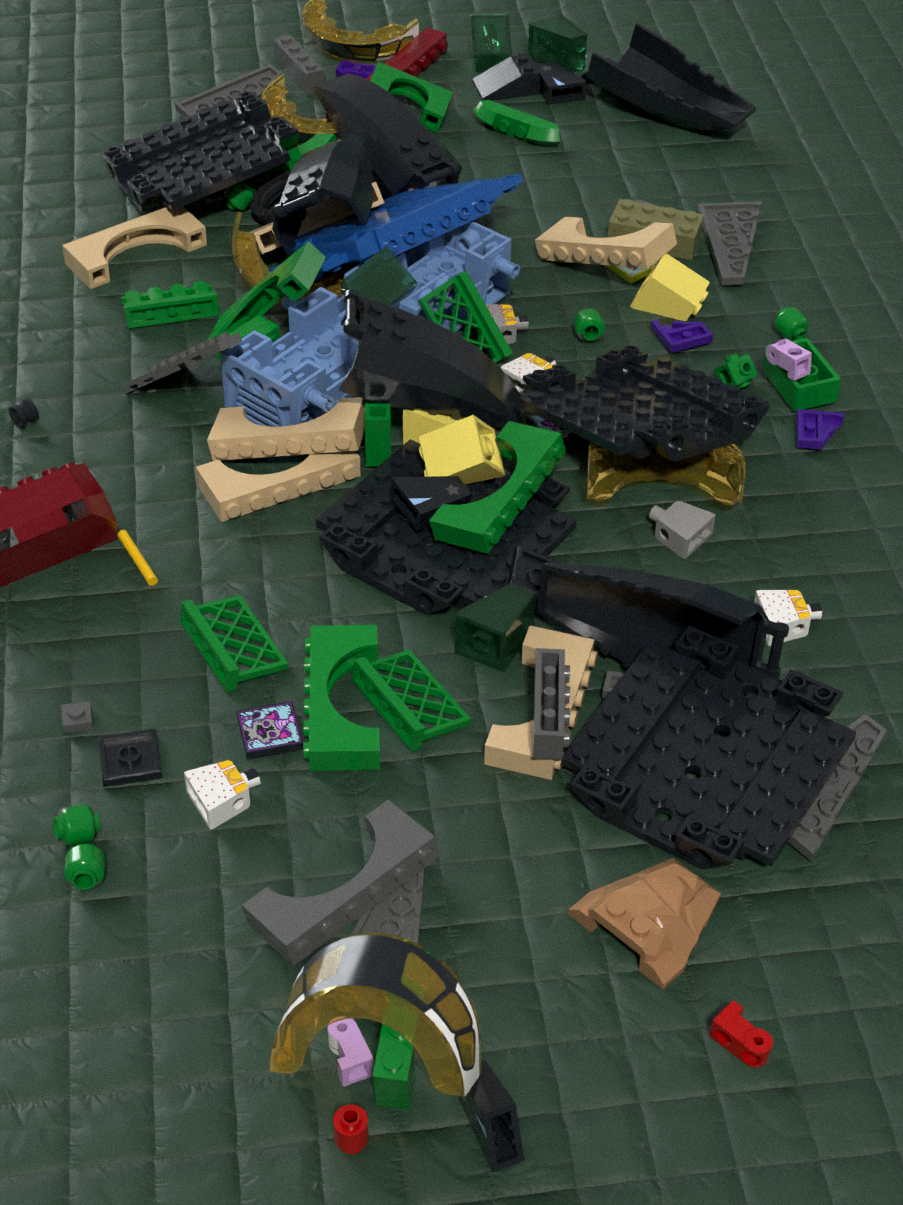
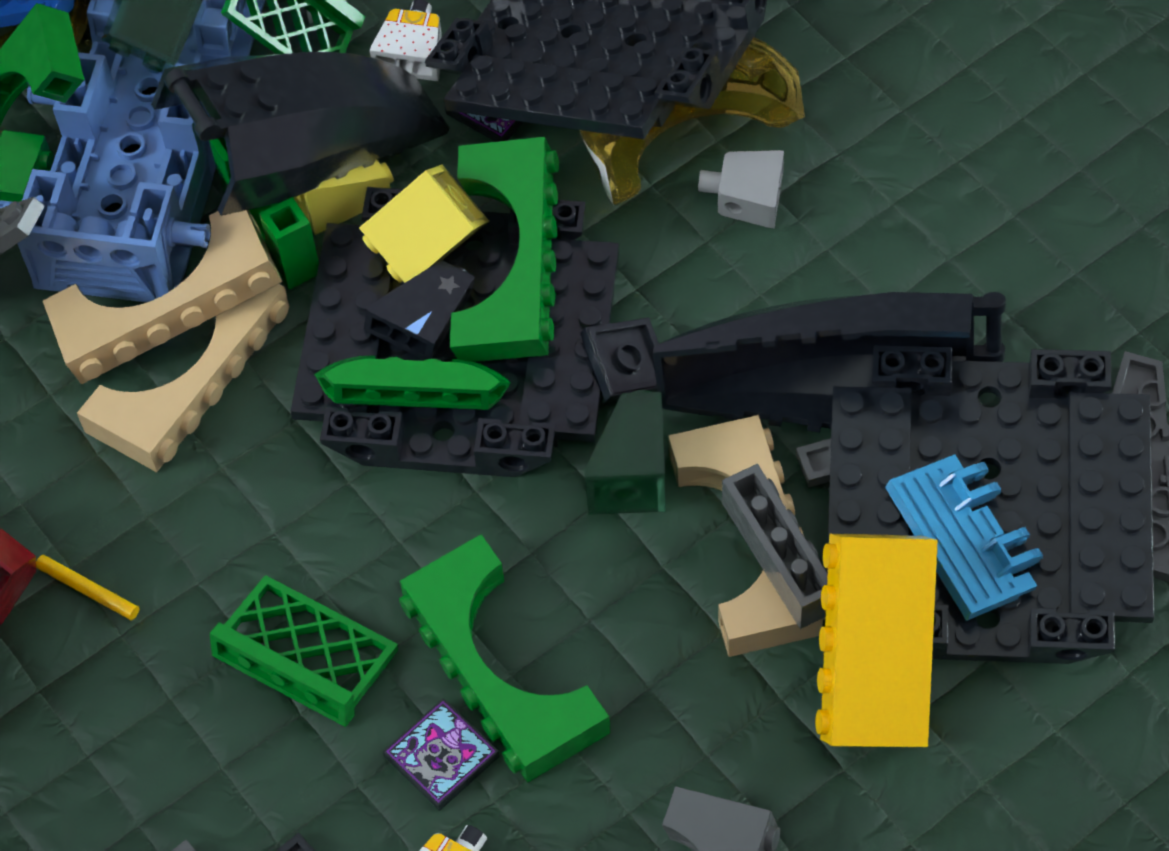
camera: 25 degrees left, 15 degrees up
(392, 704) = (561, 636): green fence -> none
(395, 531) = (412, 383): none -> green brick
(570, 776) = (877, 640): none -> yellow brick
(654, 914) = (1055, 758): medium nougat wedge -> none
(675, 755) = (970, 543): none -> dark azure hinge
(788, 608) = (946, 254): white torso -> none

